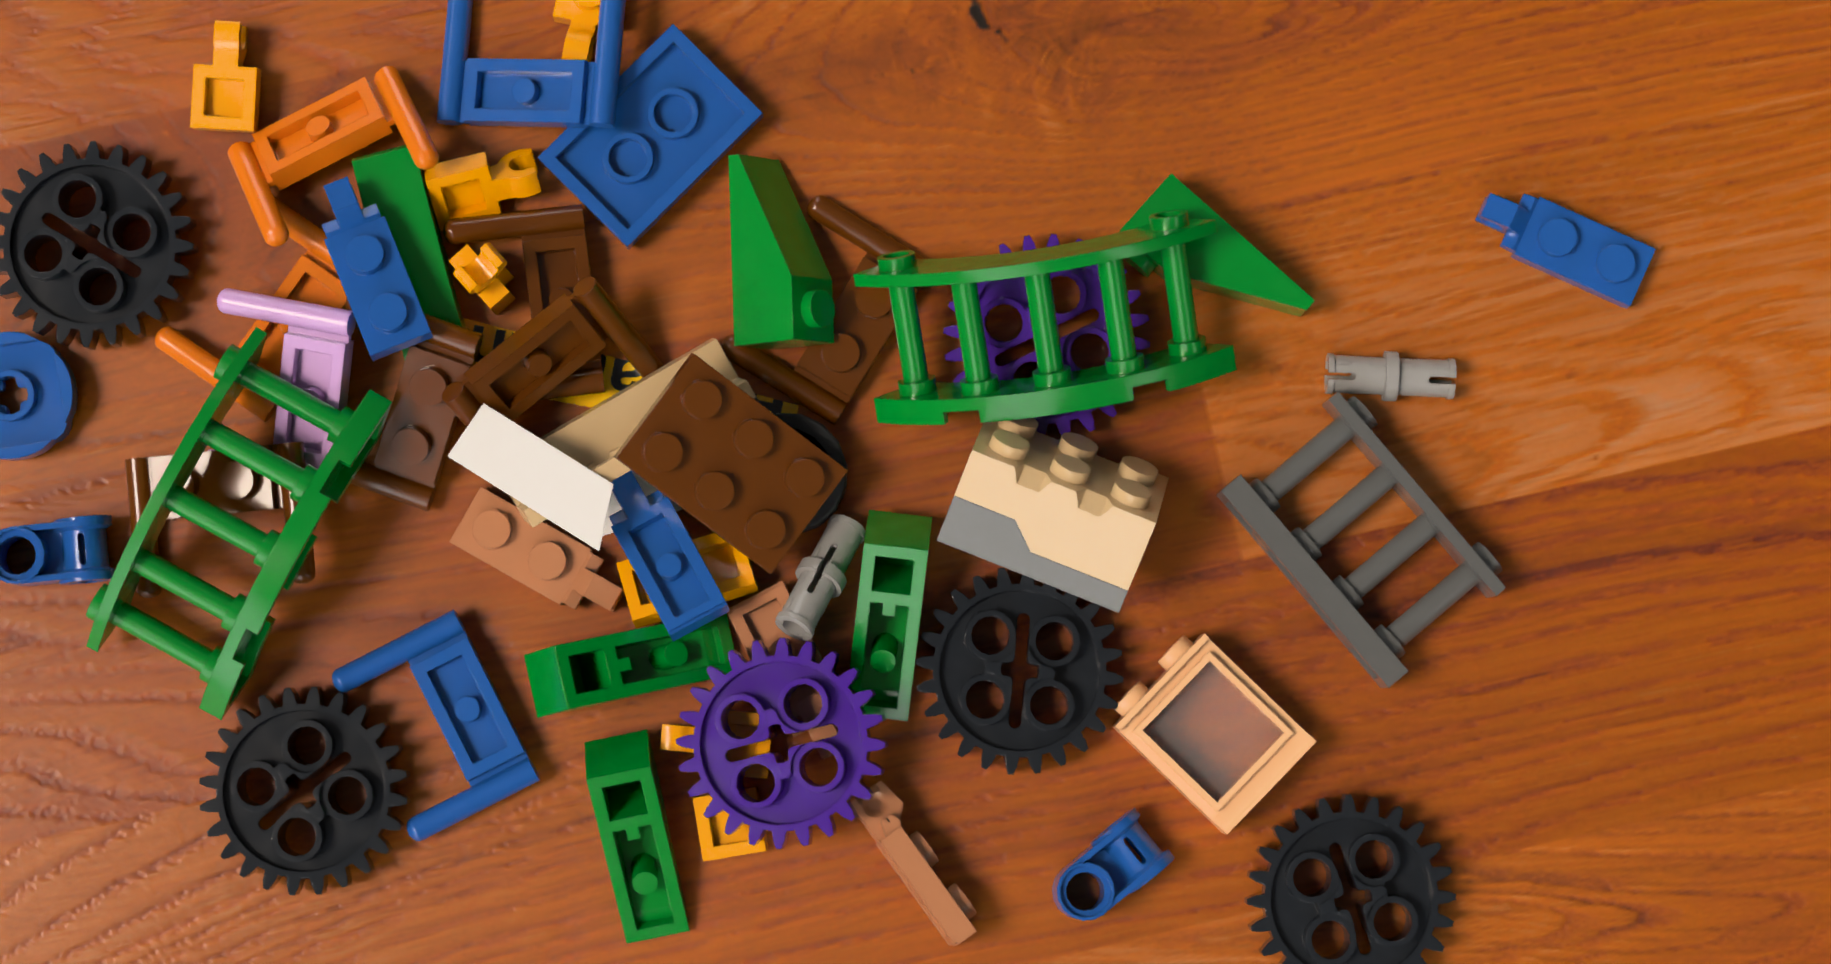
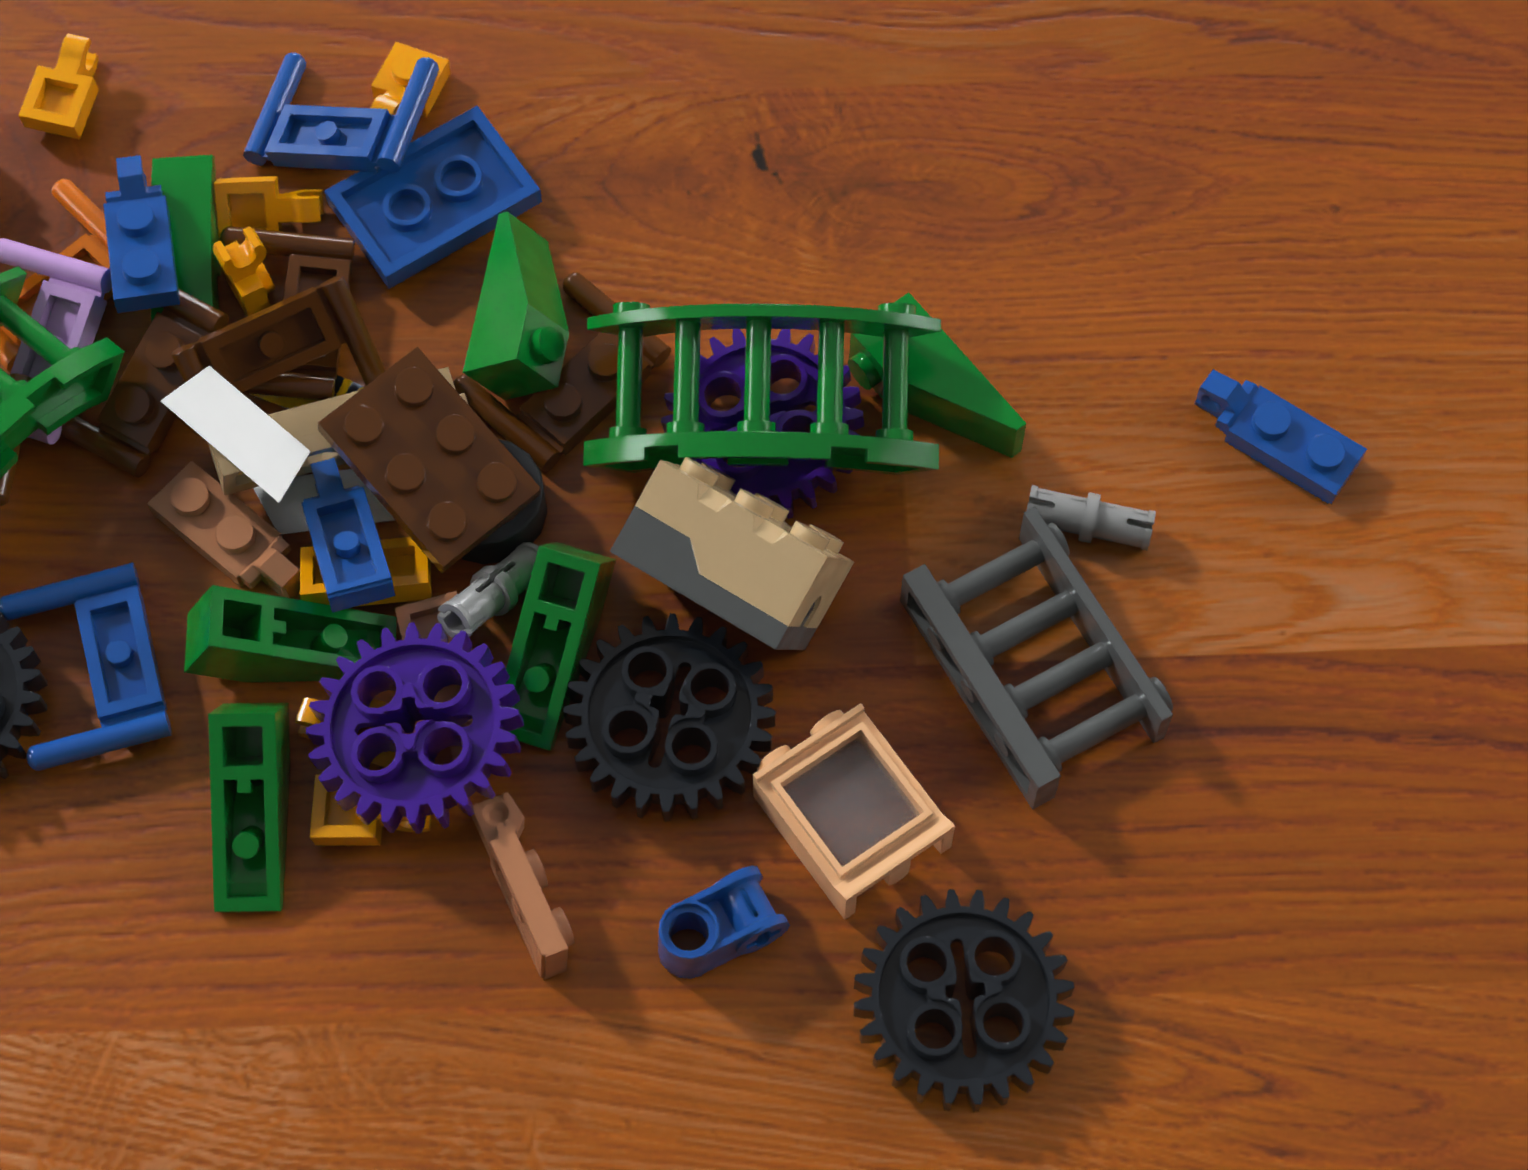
camera: 15 degrees right, 20 degrees down
(323, 136) = (152, 136): orange plate -> none

